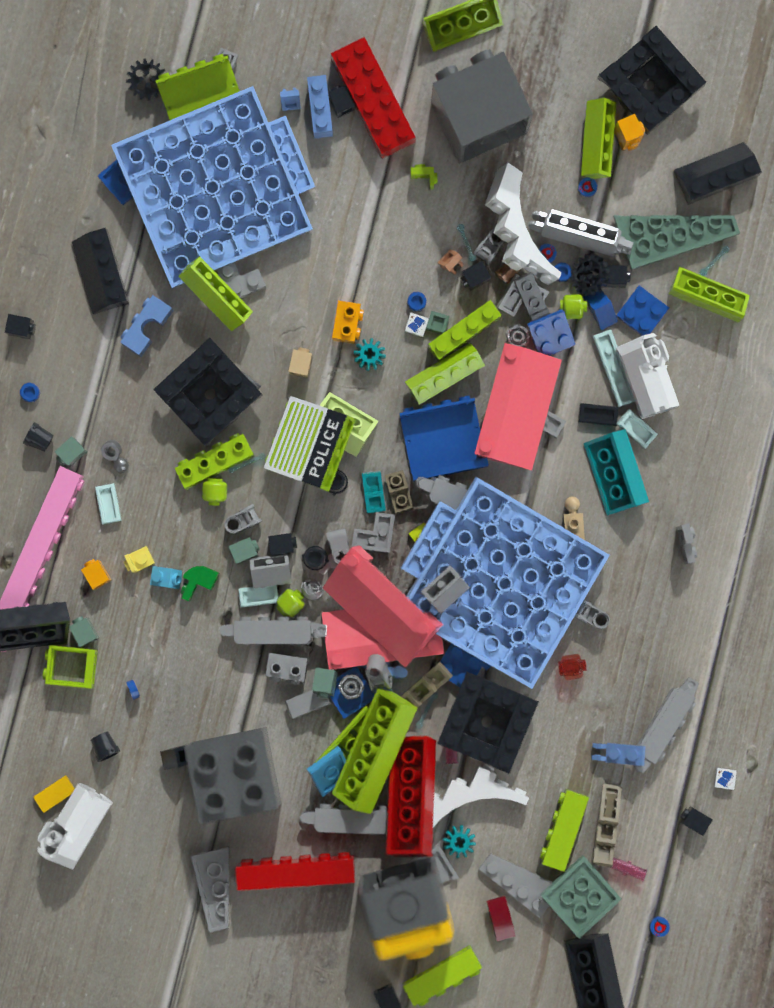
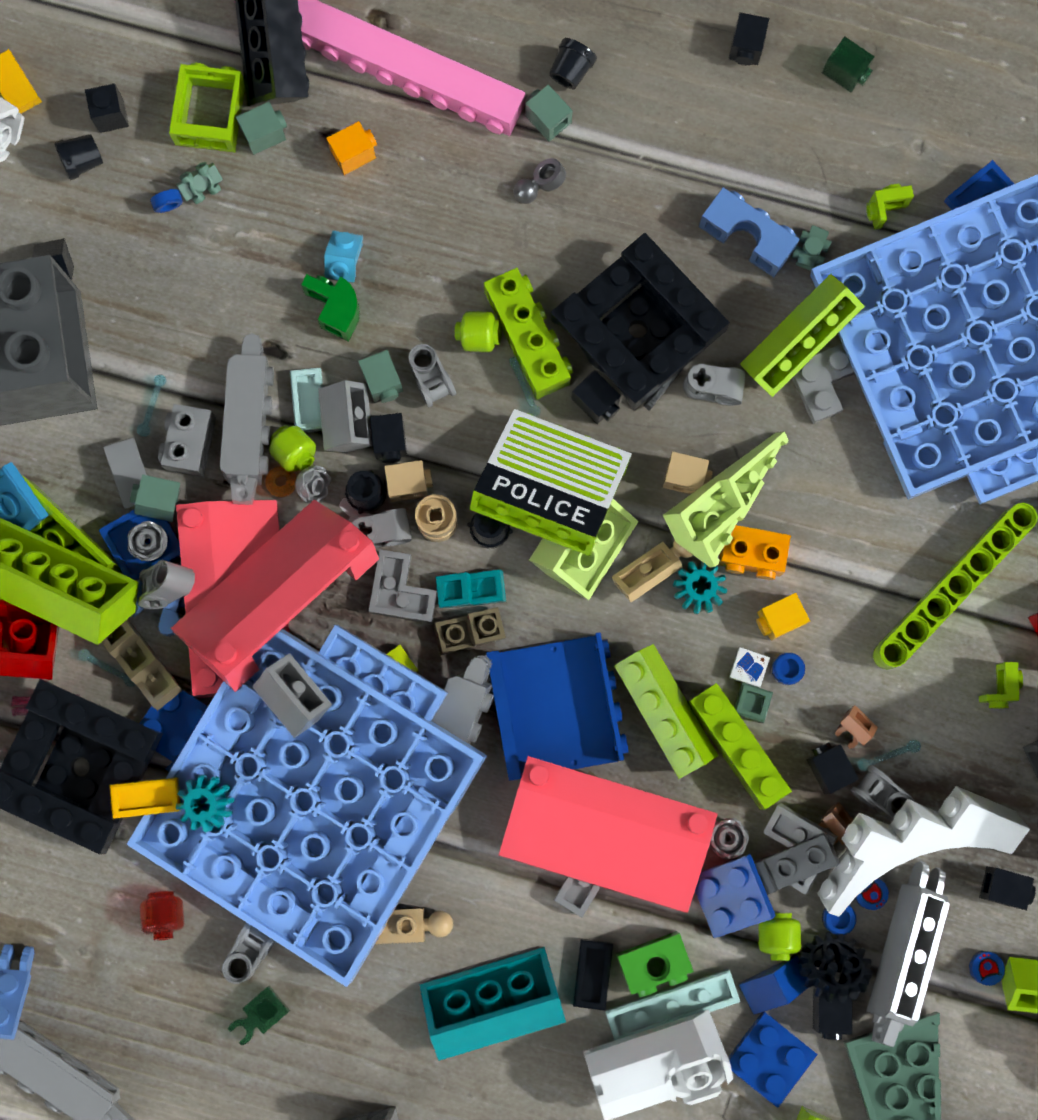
camera: 90 degrees right, 5 degrees down
(29, 392) = (644, 56): blue tile -> none
(36, 263) = (849, 65): none -> clear green brick
(73, 730) = (106, 108): none -> black brick
(100, 271) = (838, 165): black slope -> none
(108, 504) = (464, 171): light aqua tile -> none
(118, 669) = (201, 179): none -> sand green piece
(122, 238) = (890, 198): none -> lime bracket
(138, 560) = (372, 213): light yellow bracket -> none
(159, 288) = (814, 243): none -> sand green piece
(244, 342) = (720, 385): none -> light grey piece
(248, 688) = (143, 429): none -> clear light blue hinge
(254, 417) = (596, 398): none -> black brick
(308, 531) = (407, 481): none -> tan brick
(316, 609) = (280, 491): none -> clear orange plate
(327, 348) = (710, 514): none -> yellowish green wedge
(332, 513) = (436, 518): none -> tan wheel
(357, 381) = (649, 570): none -> tan plate
(361, 193) = (967, 577): none -> lime beam
(386, 305) = (782, 617): none -> yellow brick
(505, 676) = (144, 797): none -> yellow tile
(514, 636) = (216, 798): none -> teal gear
(542, 175) = (1007, 888): none -> black brick
(591, 390) = (635, 960): none -> bright green brick
(625, 605) = (262, 1013): none -> clear green plate
(637, 428) = (567, 1042): light aqua tile -> none

